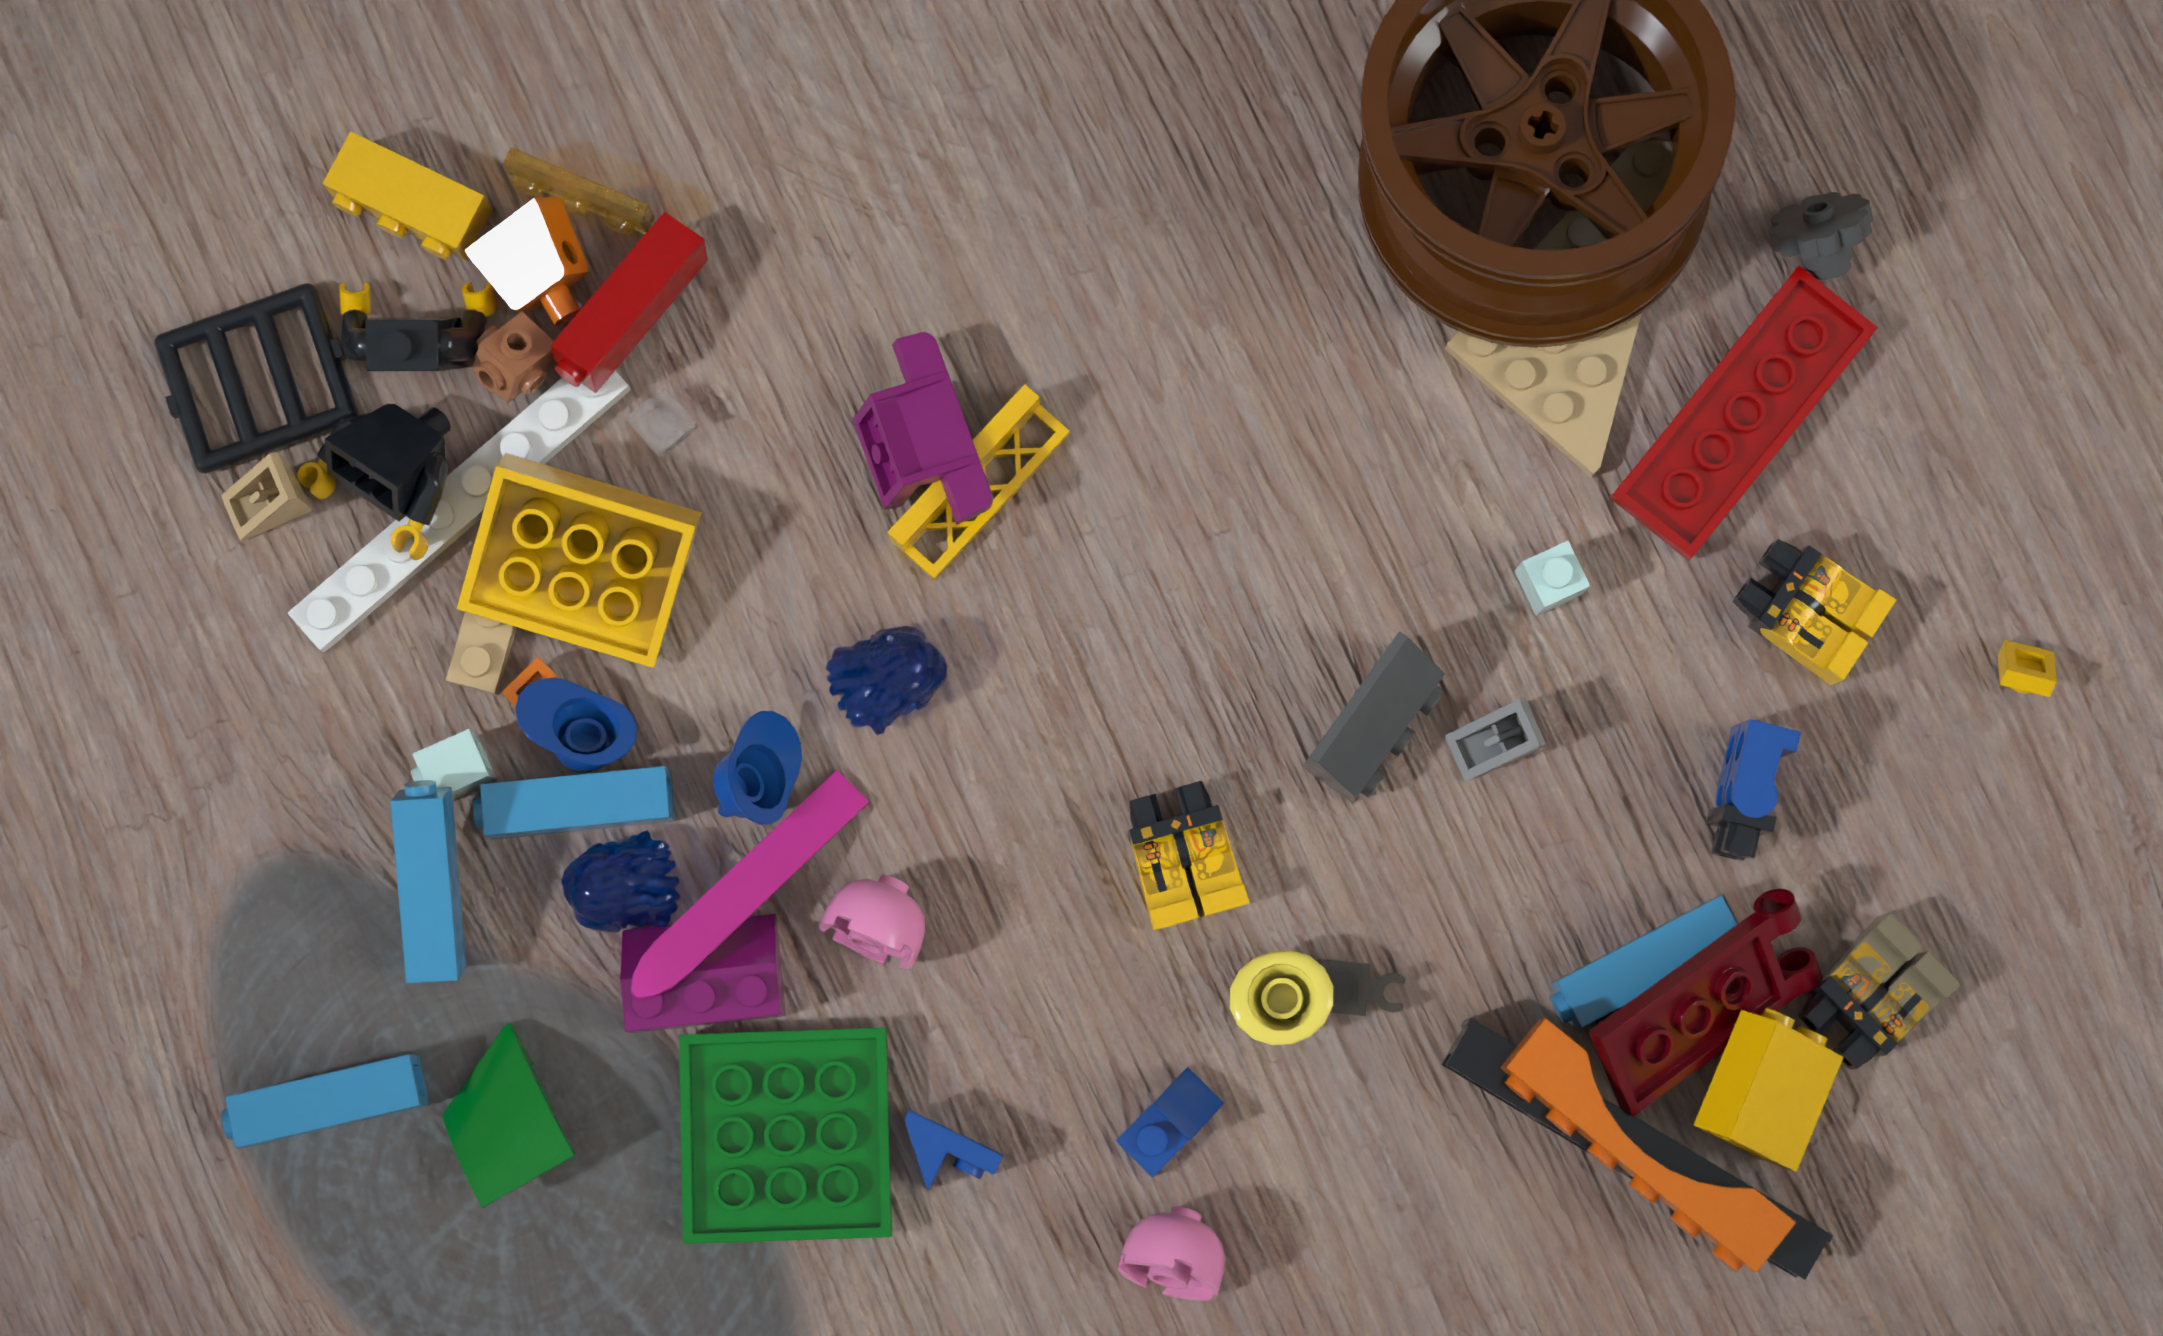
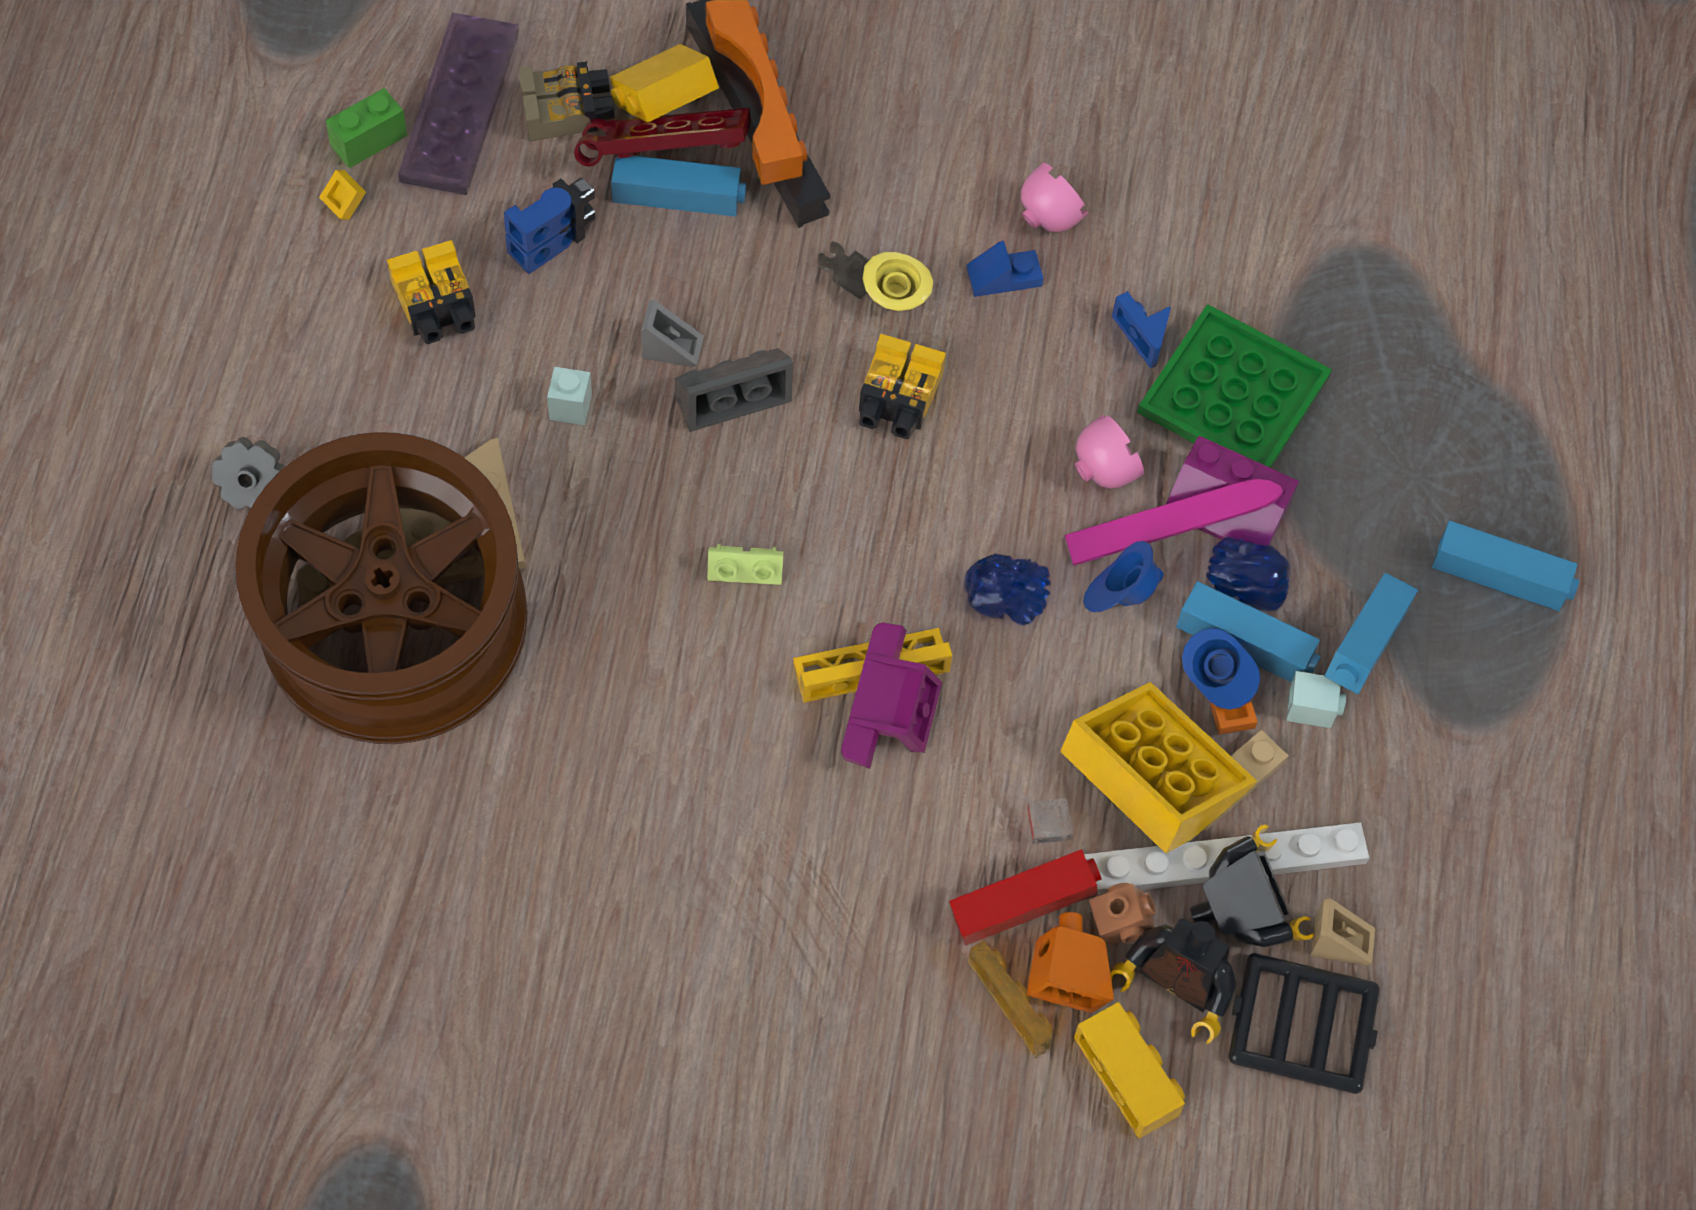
camera: 150 degrees left, 20 degrees down
(505, 1122) = (1401, 489): green slope -> none
(1185, 516) = (741, 566): none -> yellowish green hinge
(1743, 413) = (419, 404): red plate -> none
(2000, 902) = (458, 104): none -> clear purple plate
(2075, 778) = (366, 127): none -> bright green brick

